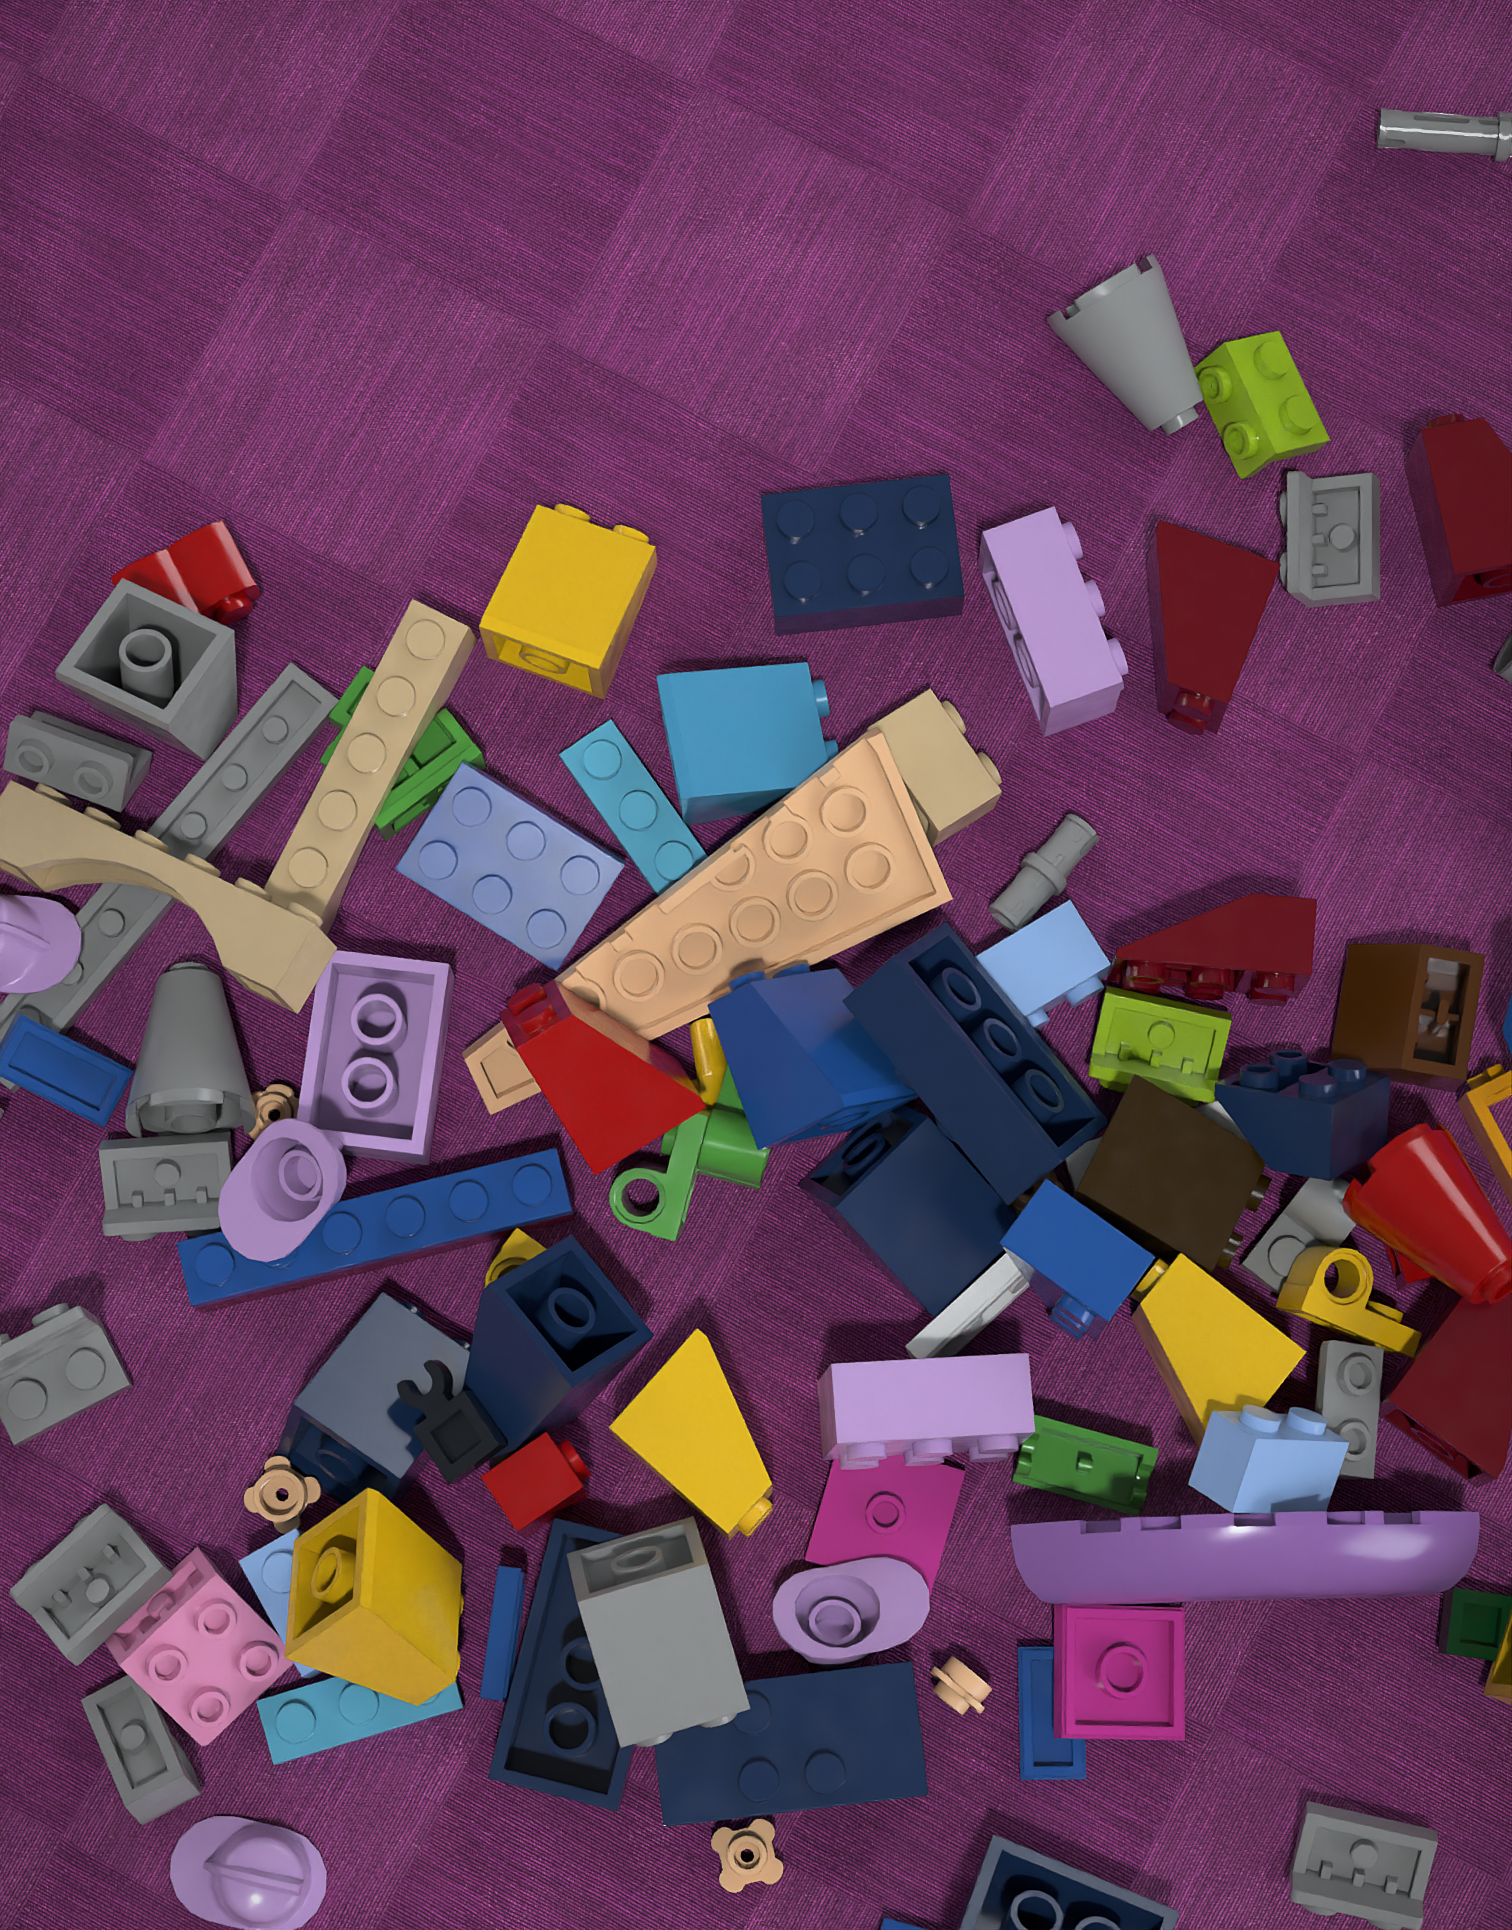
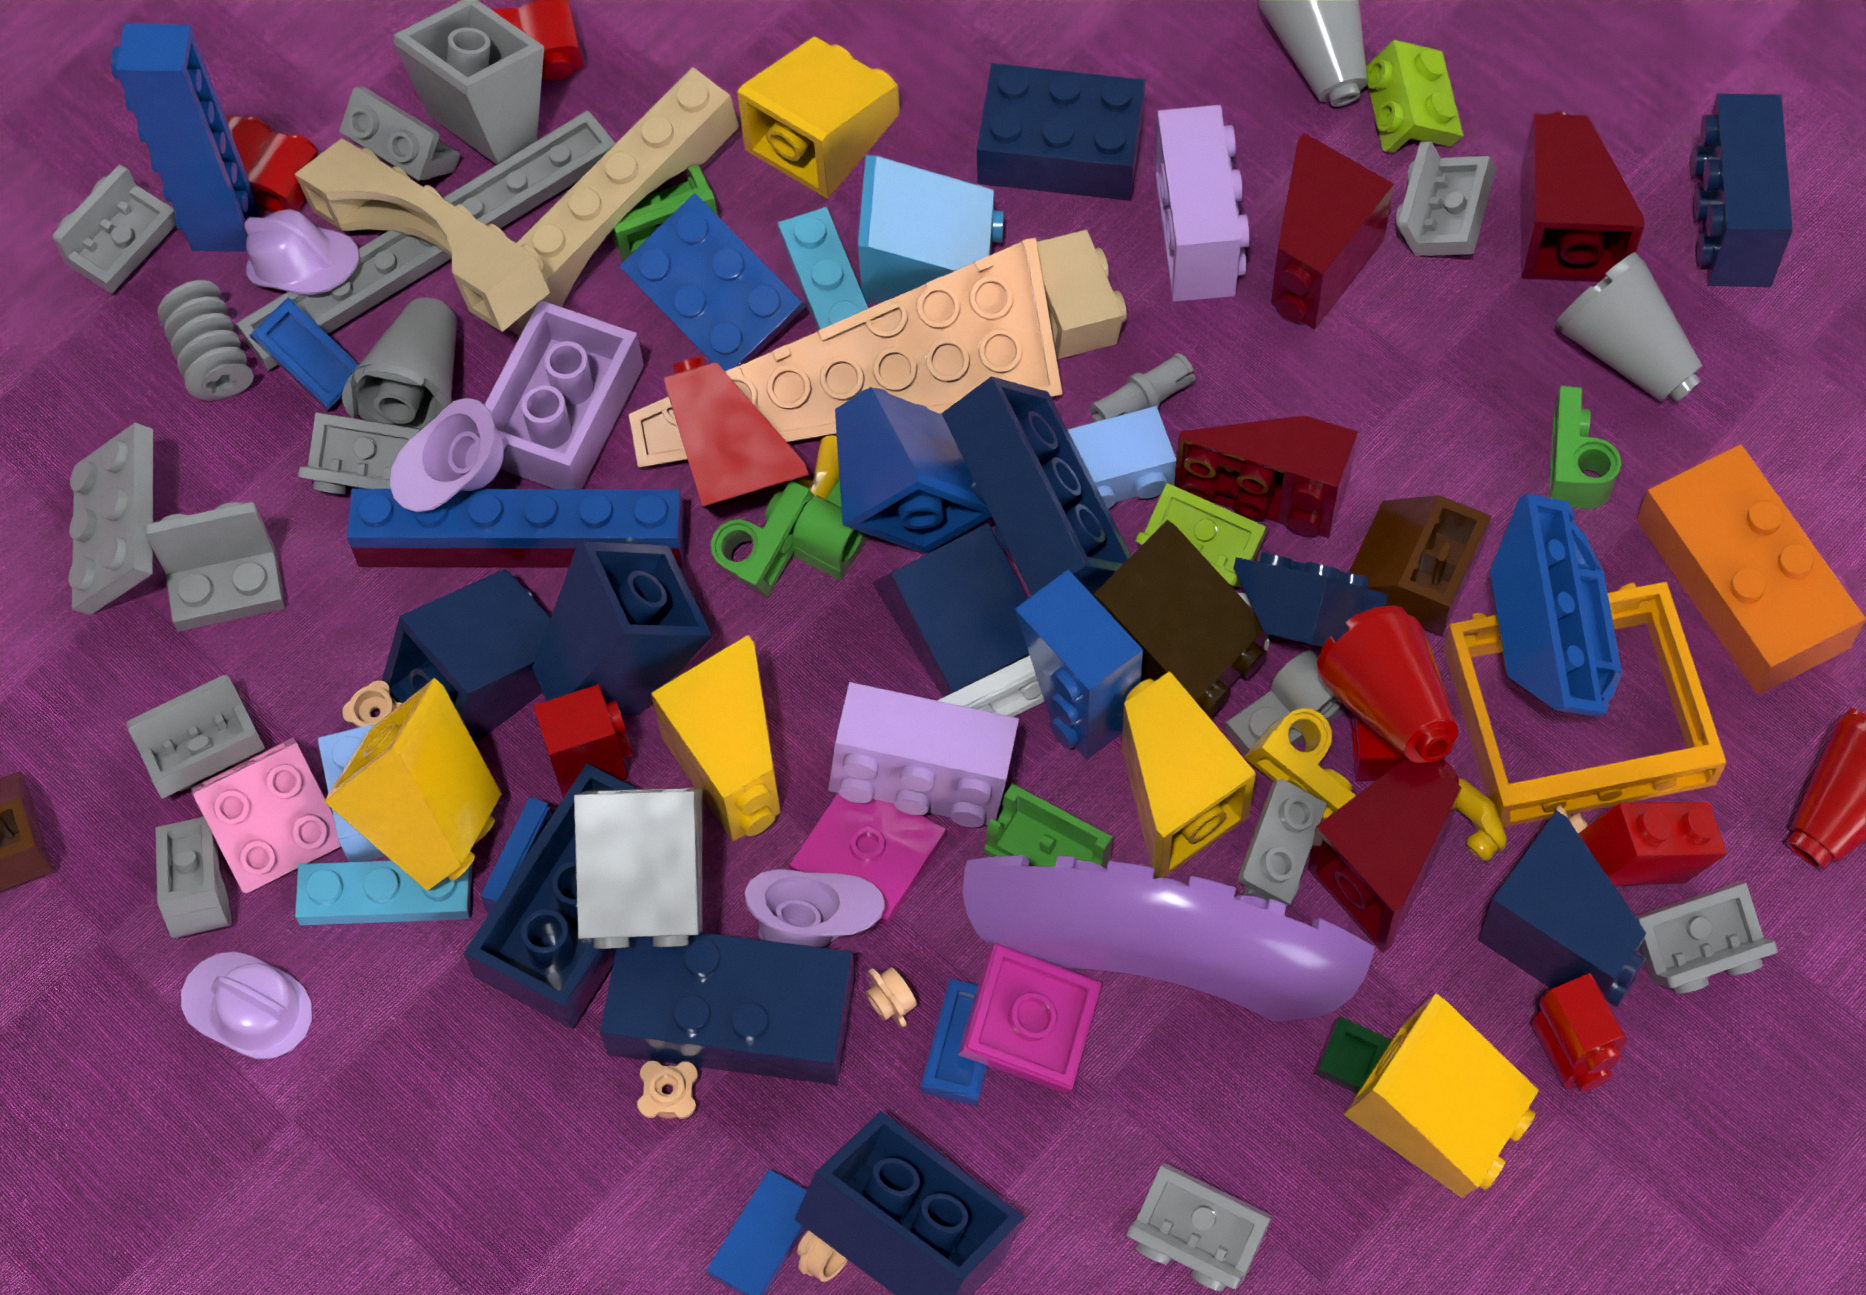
camera: 15 degrees right, 15 degrees down
(456, 1429) = (526, 666): black plate -> none
(1268, 1461) = (1188, 841): light blue brick -> none

